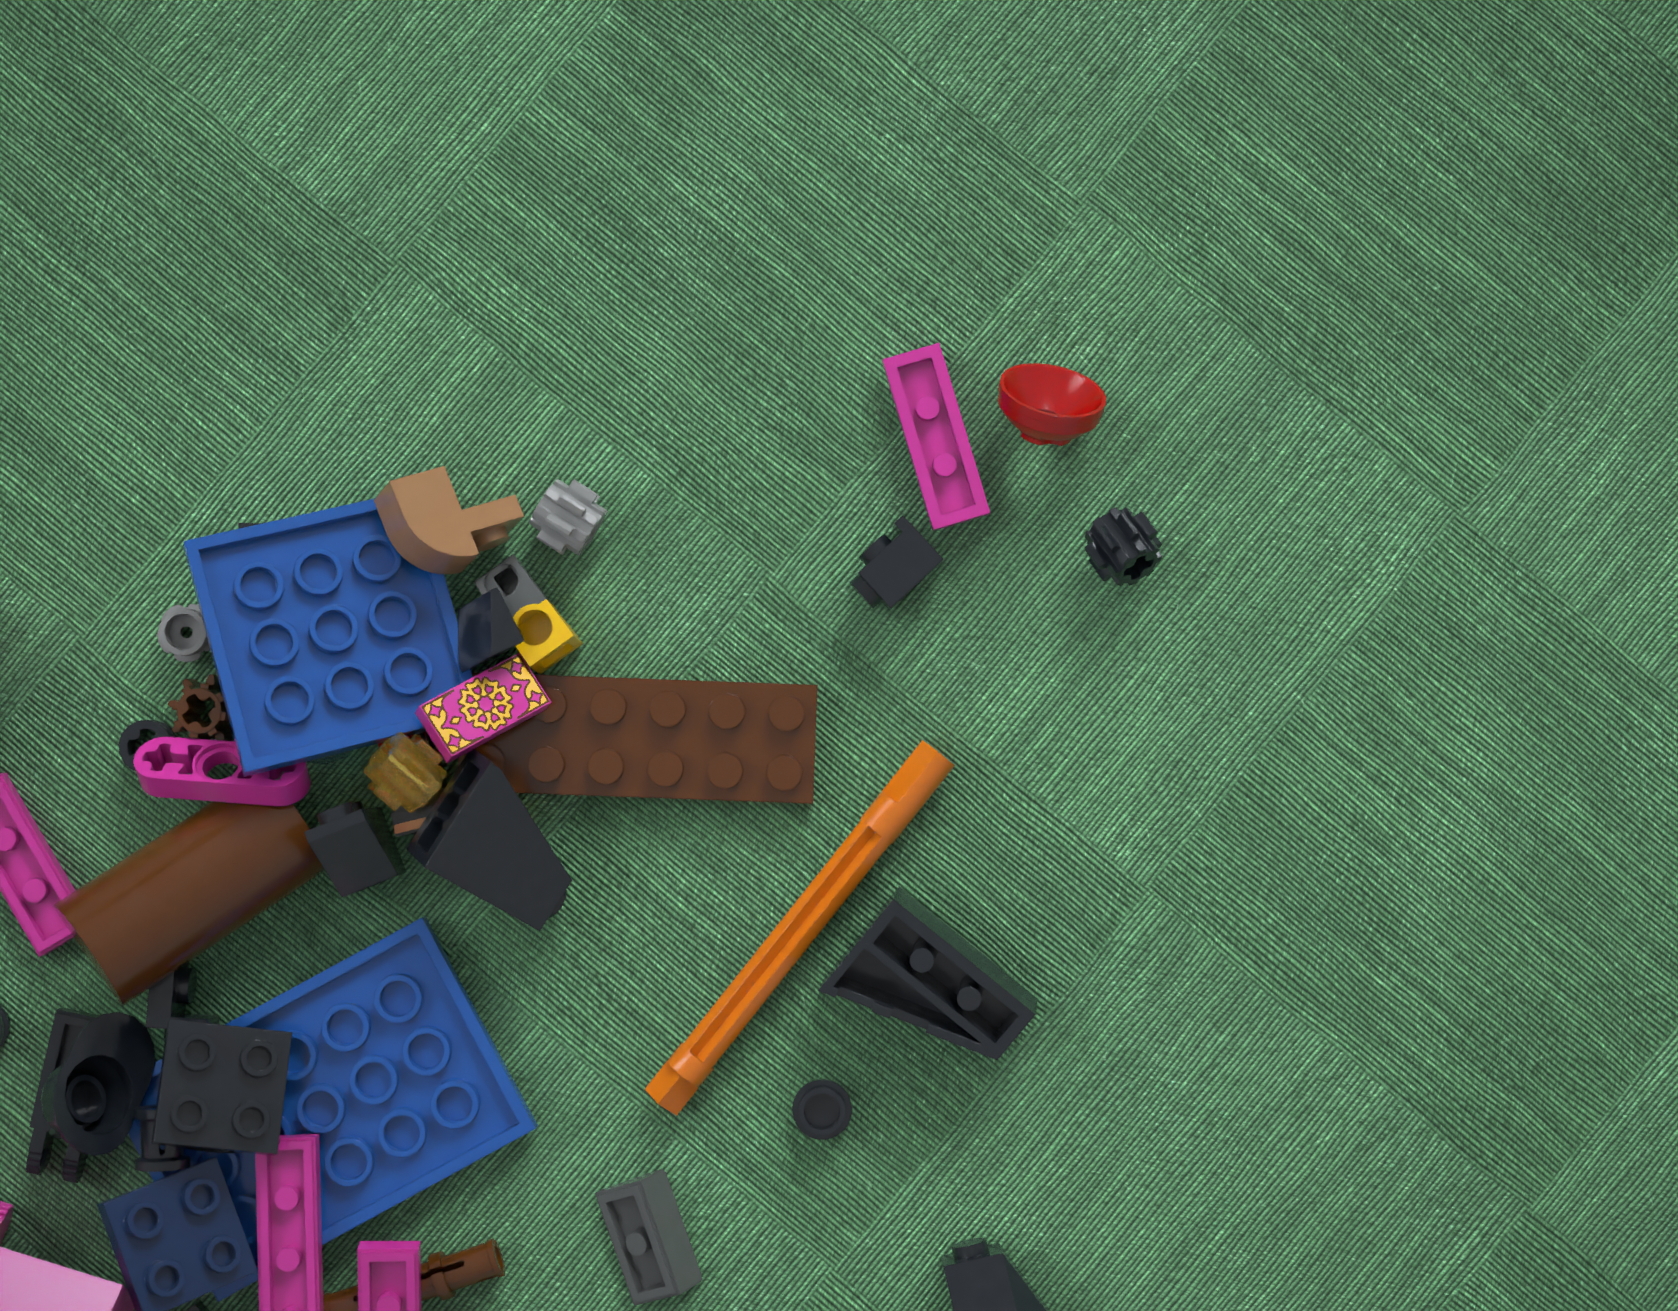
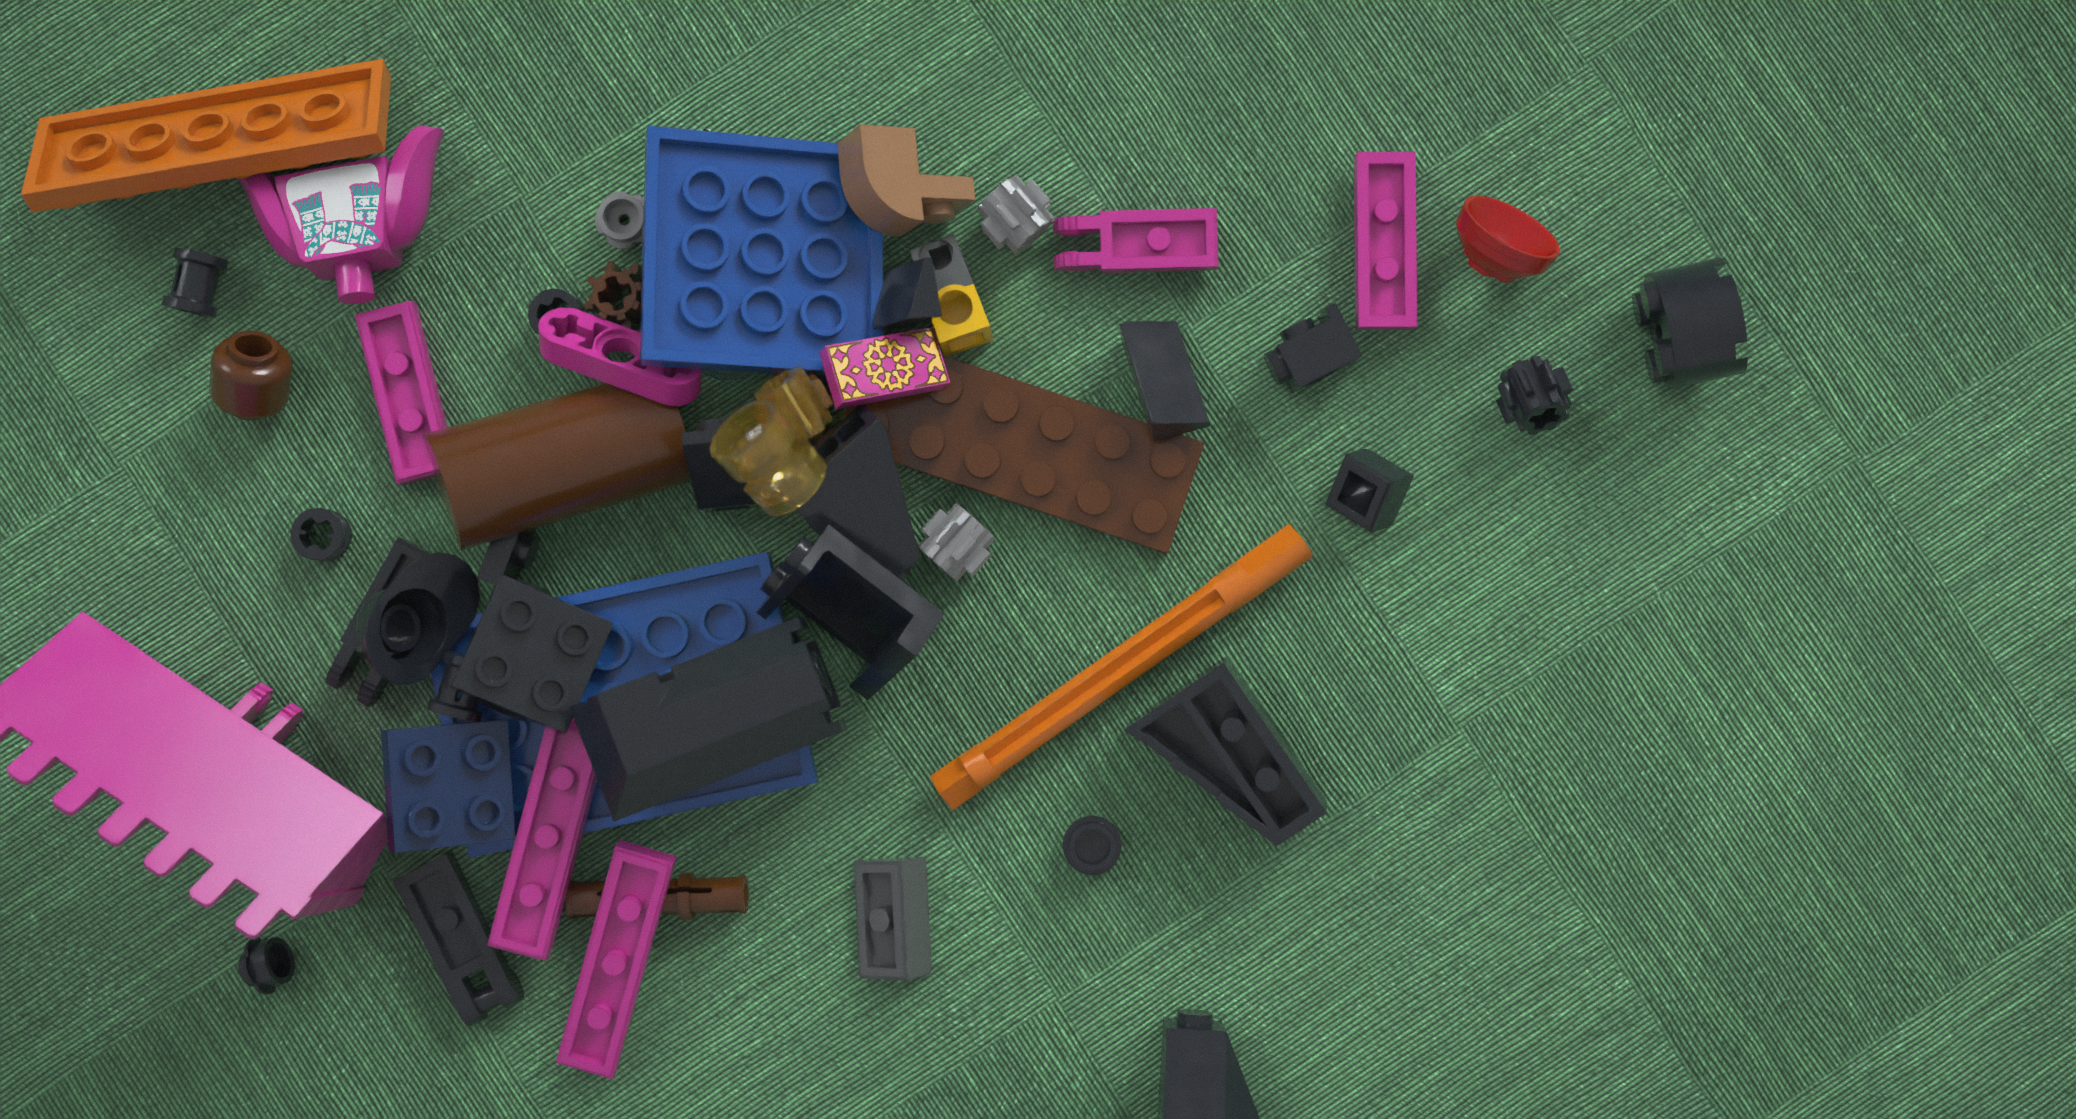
camera: 25 degrees right, 0 degrees up
(394, 831) = (766, 452): none -> clear yellow wheel
(412, 1099) = (708, 718): none -> black brick
(522, 945) = (855, 604): none -> black panel
(603, 854) = (956, 542): none -> light grey gear
(700, 505) = (1143, 241): none -> dark pink hinge
(759, 634) = (1163, 378): none -> black slope
(991, 683) = (1369, 490): none -> black slope
(1253, 433) = (1691, 323): none -> black brick

